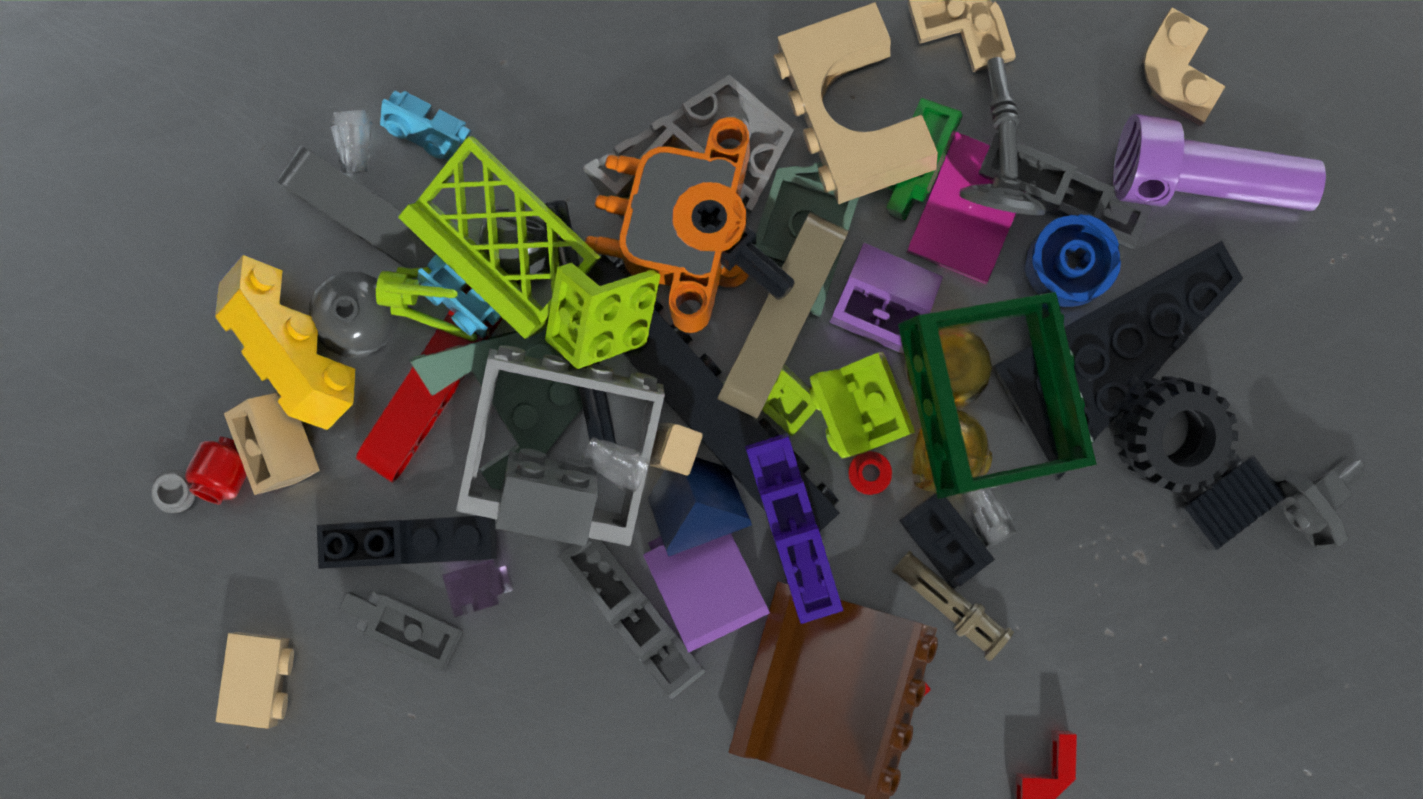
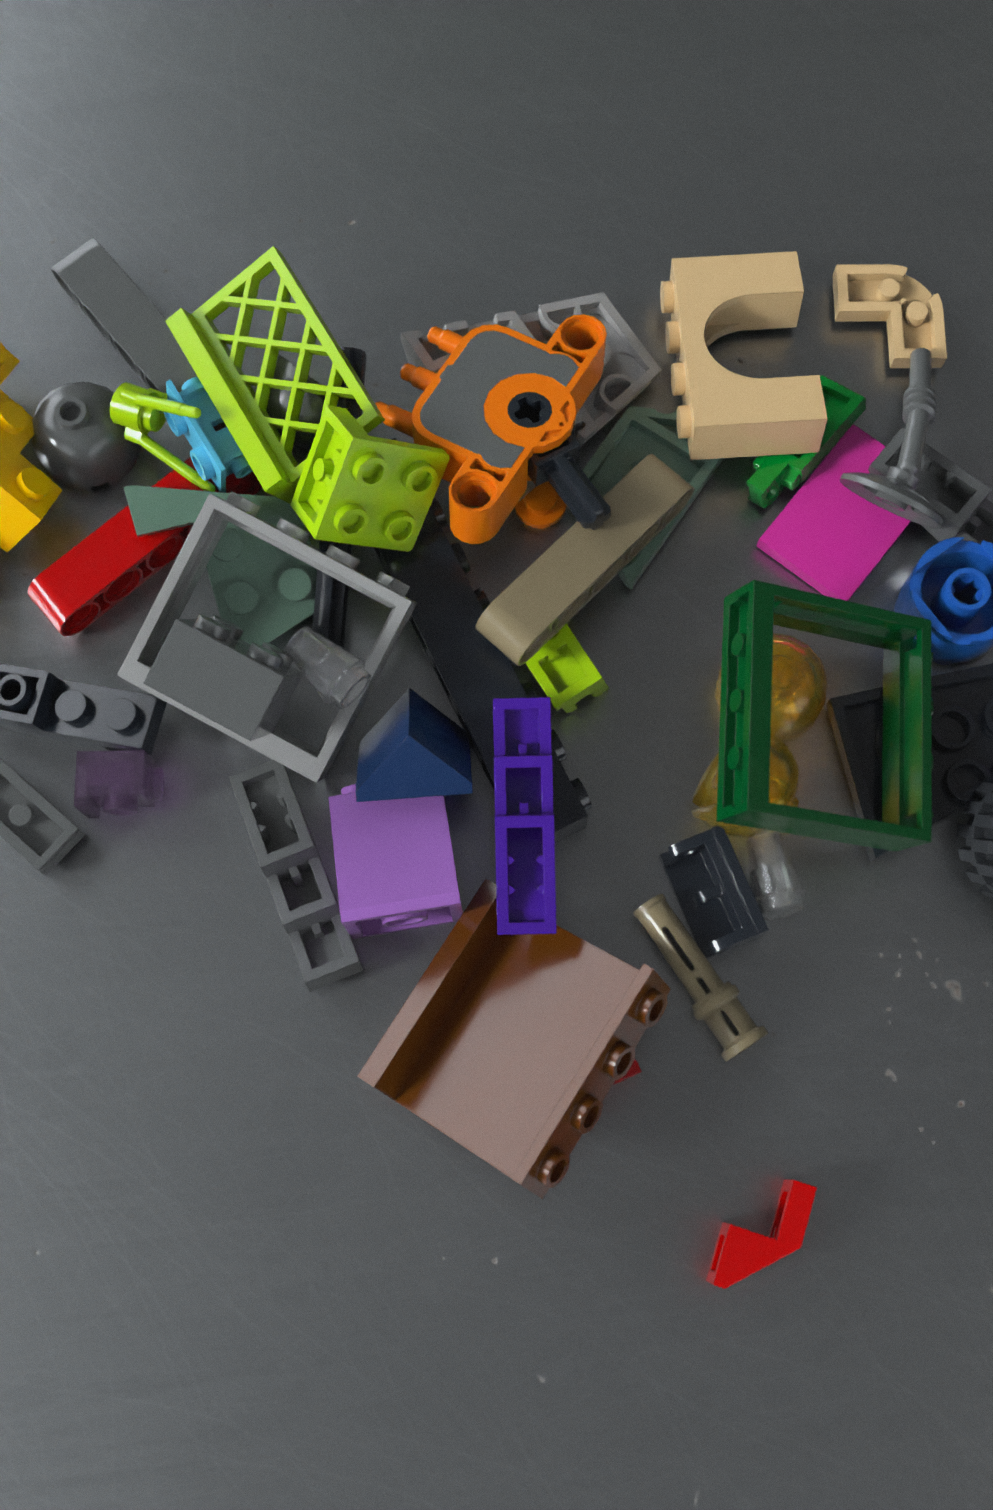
camera: 20 degrees right, 10 degrees down
(352, 139) = (153, 249): clear cone -> none
(406, 118) = (225, 250): medium azure hinge -> none
(675, 448) = (406, 677): tan slope -> none
(860, 406) = (651, 698): lime bracket -> none
(860, 483) = (632, 801): red plate -> none
(882, 295) = (698, 574): medium lavender slope -> none

